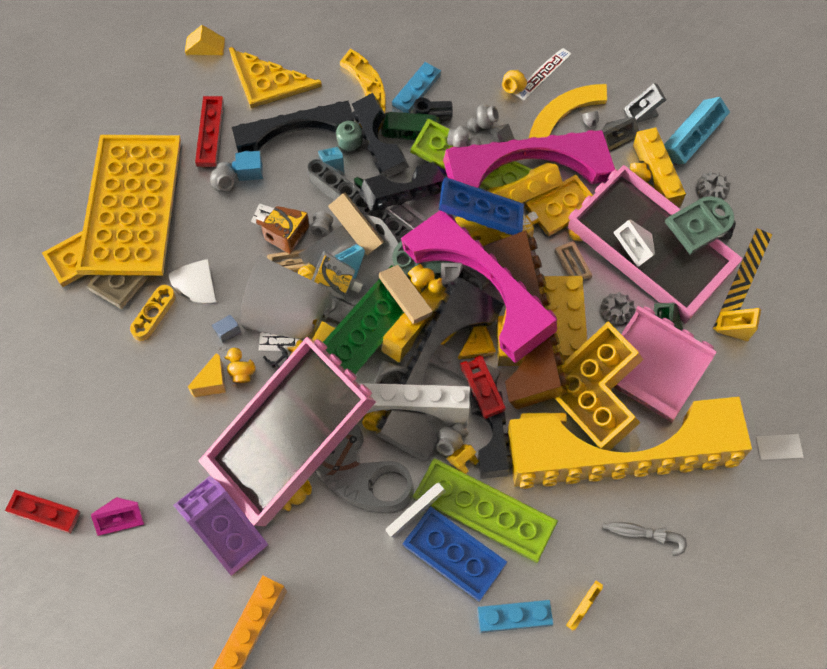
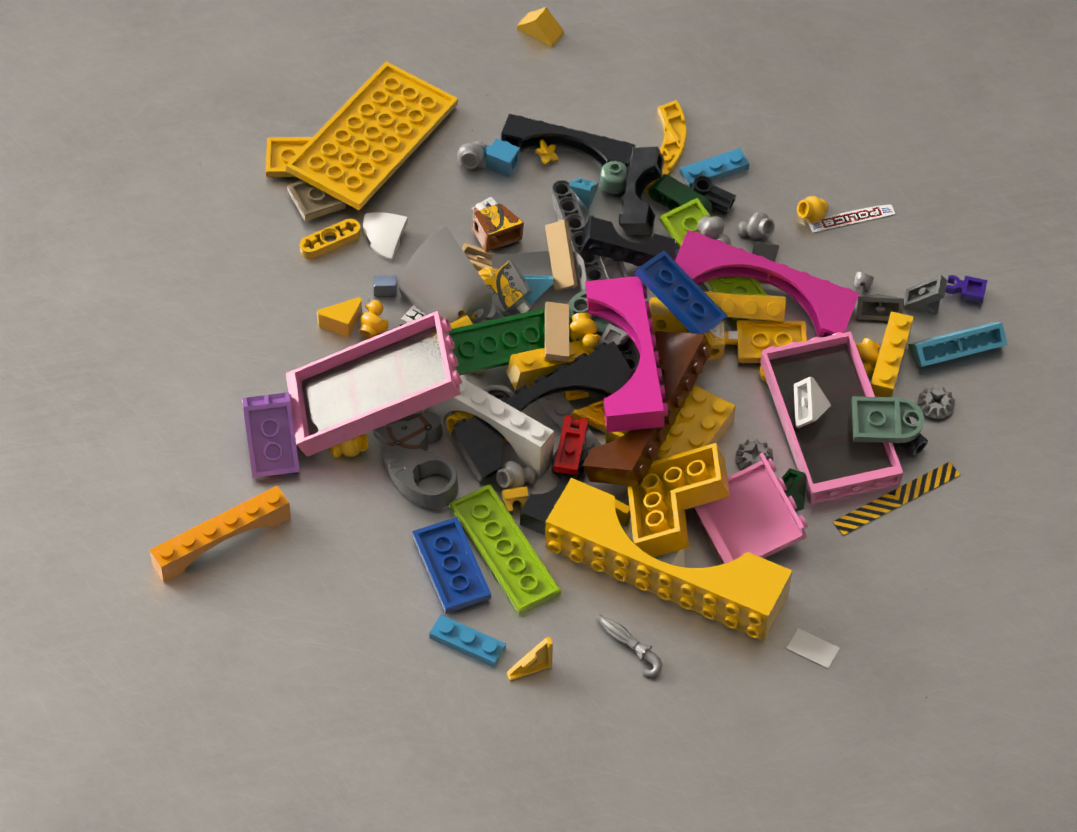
camera: 30 degrees right, 10 degrees down
(43, 511) = (132, 345): red plate -> none
(117, 516) = (190, 383): dark pink slope -> none
(209, 131) = (488, 109): red plate -> none
(268, 81) = (577, 91): yellow tile -> none
(280, 143) = (547, 153): none -> yellow plant
(321, 224) = (532, 241): light grey wheel -> none
(415, 510) = (441, 511): white tile -> none
(558, 251) = (741, 412): tan tile -> none
(564, 104) = (847, 255): yellow tile -> none
(670, 82) = (970, 288): none -> dark purple plate
(739, 323) = (857, 527): yellow slope -> none

